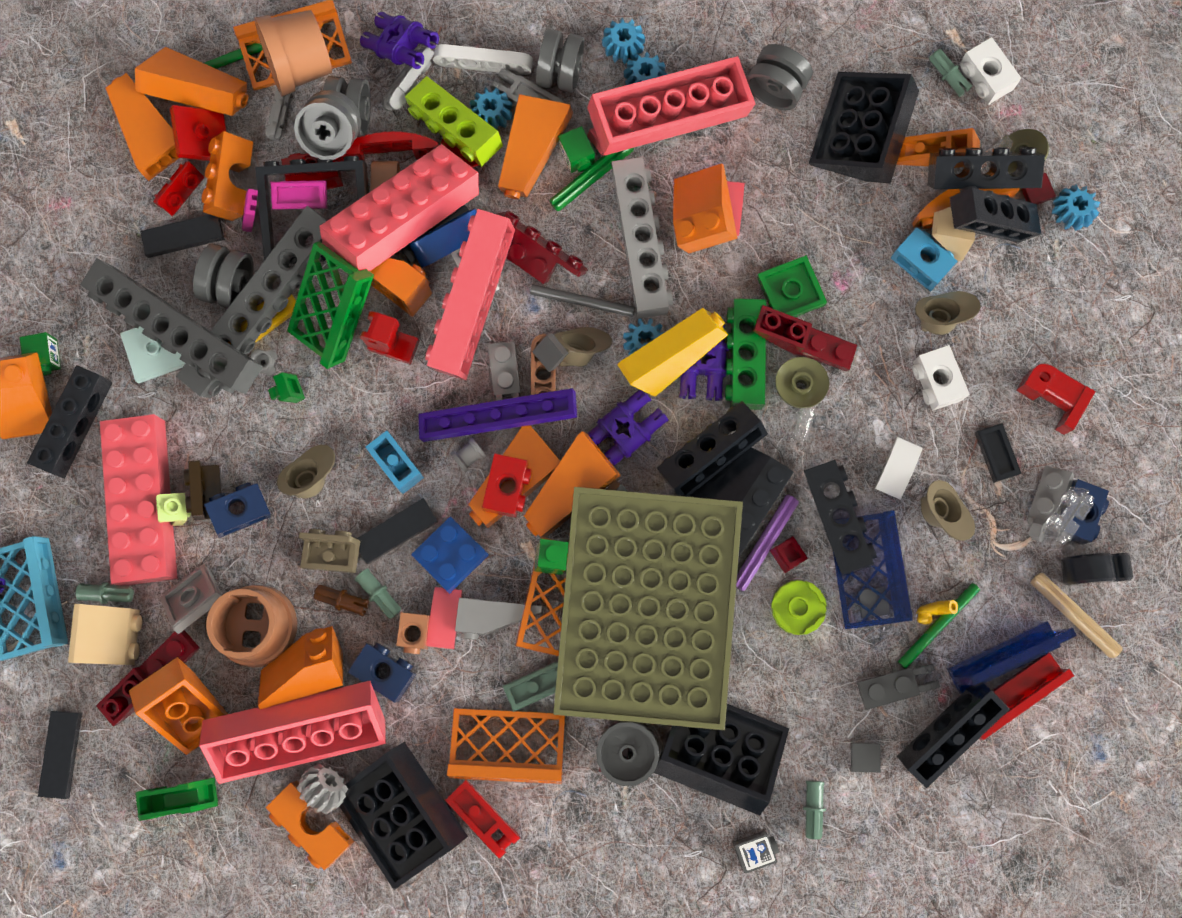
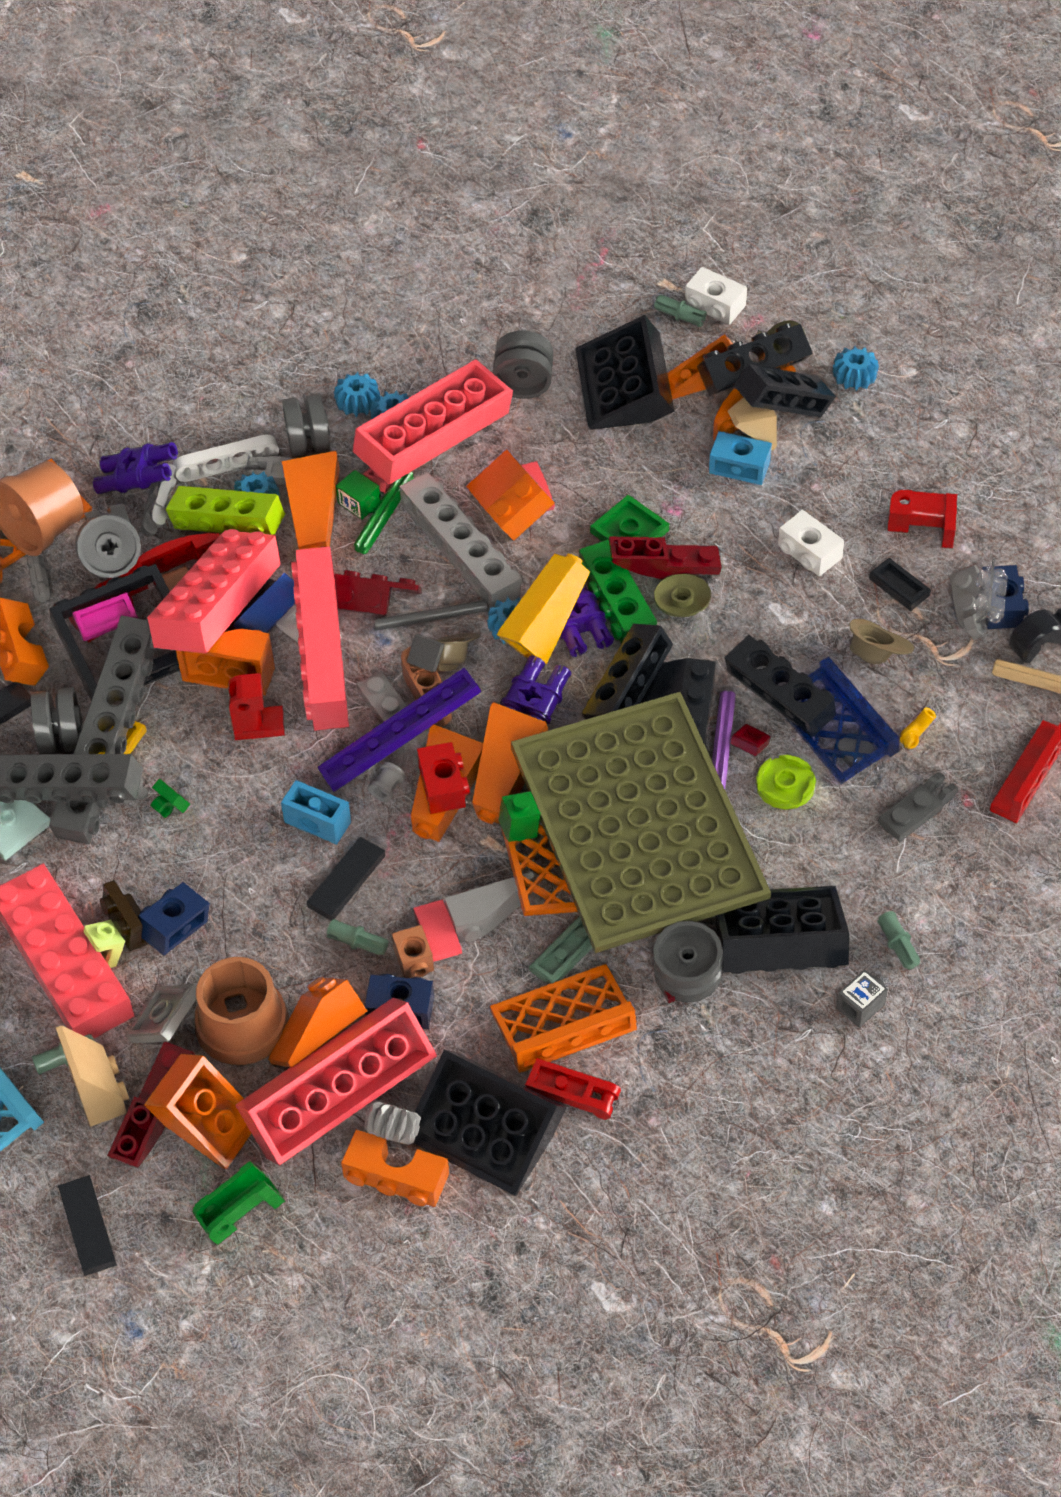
camera: 25 degrees left, 25 degrees down
(249, 210) = (56, 657): dark pink tile -> none
(307, 473) = (230, 858): dark tan piece -> none
(329, 552) = (287, 915): dark tan bracket -> none
(341, 600) = (322, 958): reddish brown axle -> none
(344, 316) = (204, 704): green fence -> none
(450, 554) = (413, 873): blue plate -> none
(865, 757) = (922, 878): dark grey tile -> none
(898, 468) = (814, 630): white slope -> none
(935, 629) = (927, 743): green bar -> none
(944, 311) = (783, 490): dark tan piece -> none
(952, 733) = (989, 811): black brick -> none
(1008, 655) = (1007, 733): clear blue fence -> none
(1040, 195) = (814, 366): dark red tile -> none

